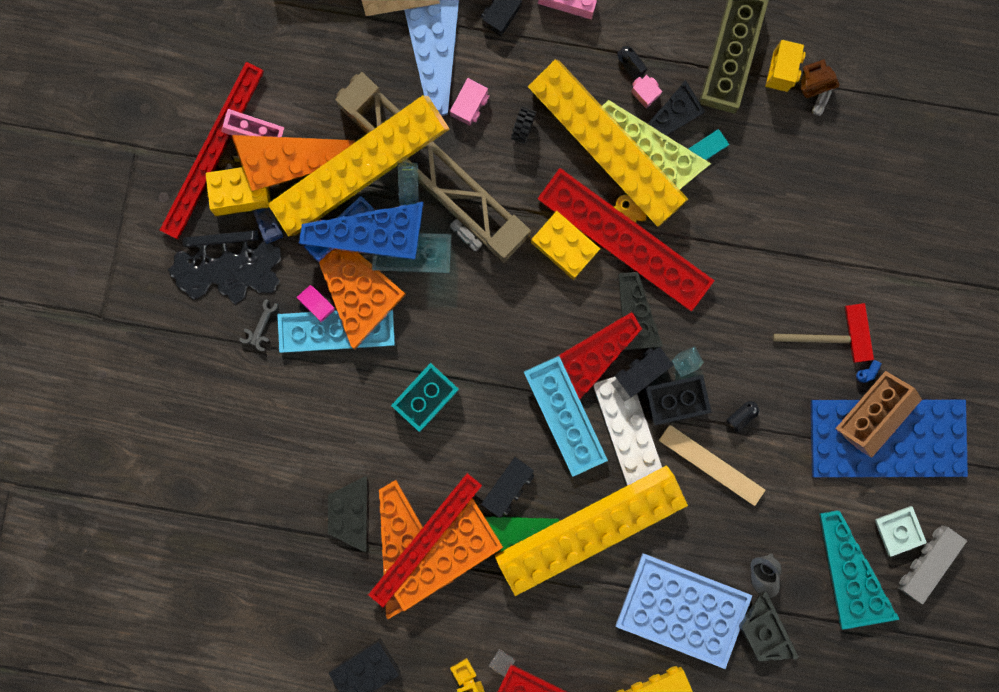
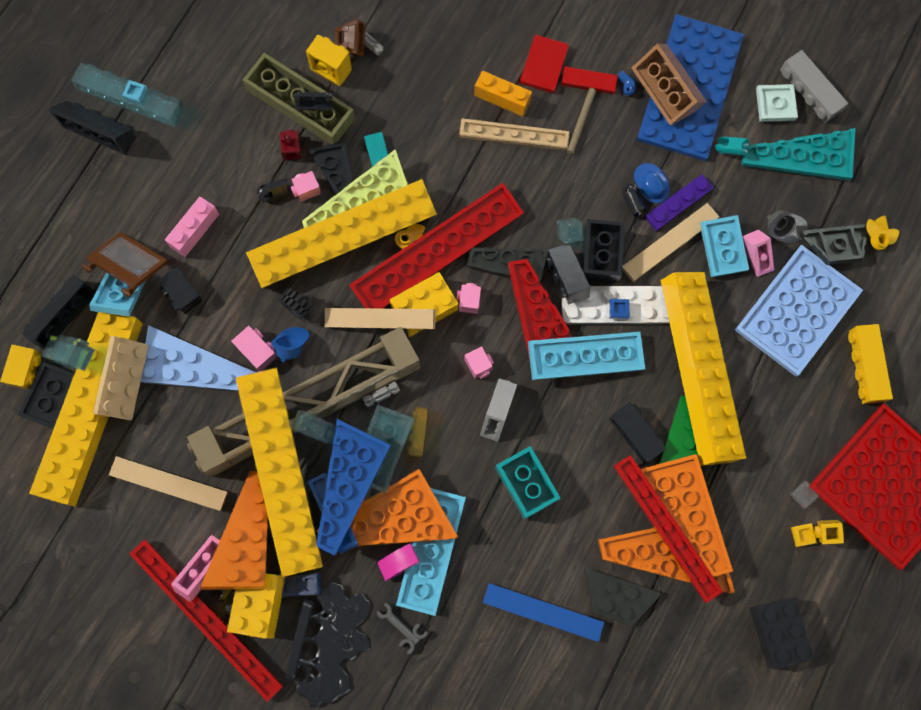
camera: 75 degrees left, 10 degrees down
(314, 449) = (543, 612): none -> blue tile
(319, 71) = (168, 483): none -> tan tile
(441, 282) = (419, 430): none -> clear yellow piece
(485, 132) = (290, 342): none -> blue piece
(487, 348) = (498, 410): none -> light grey slope
(525, 316) = (479, 363): none -> bright pink brick
(535, 208) = (380, 318): none -> tan tile
(586, 286) = (469, 298): none -> bright pink brick
(623, 433) = (619, 309): none -> blue tile
(684, 60) = (290, 145): none -> dark red brick
(724, 519) = (724, 246): none -> medium azure plate
(729, 555) = (759, 252): none -> bright pink slope
(732, 66) = (313, 100): none -> black hinge
(757, 462) = (679, 202): none -> dark purple plate
(769, 428) = (652, 183): none -> blue piece
(773, 276) = (514, 134): none -> tan tile
(795, 673) = (880, 233): none -> yellow plate
(811, 250) = (502, 93): none -> light orange brick
(835, 501) = (733, 146): none -> teal piece
(861, 281) = (544, 64): none -> red tile

